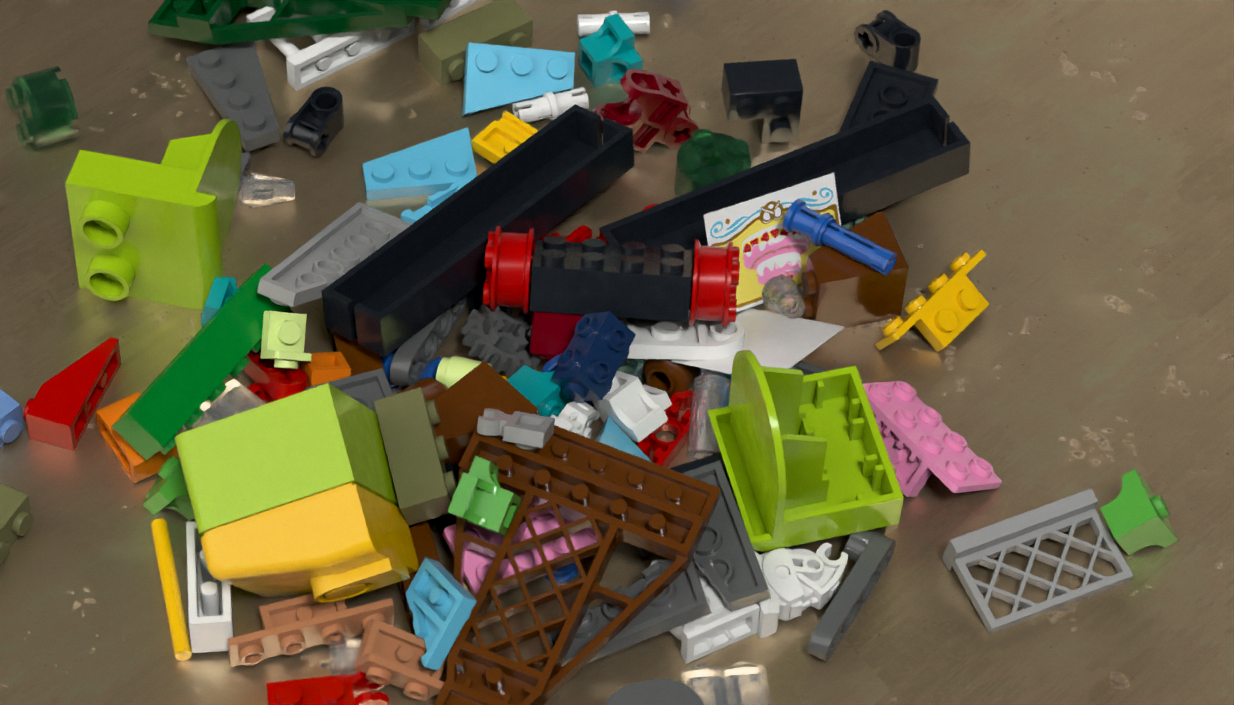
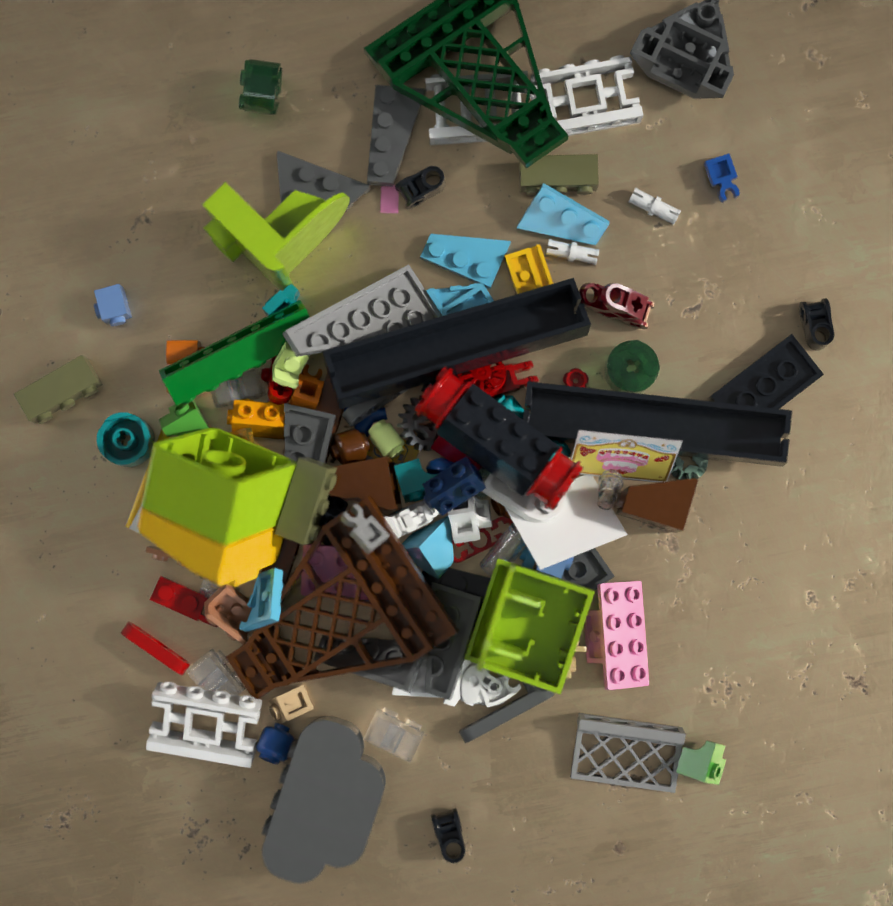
camera: 35 degrees right, 35 degrees up
(71, 397) = (160, 319): red slope -> none
(112, 545) = (114, 431): none -> teal brick
(264, 190) = (360, 221): clear cone -> none
(283, 161) = (389, 199): none -> bright pink sticker
(482, 499) = (318, 563): bright green brick -> none
(608, 52) = (632, 236): teal brick -> none
(765, 92) = (697, 333): black brick -> none
(825, 231) = (667, 519): blue pin -> none
(944, 310) = (700, 546): yellow bracket -> none

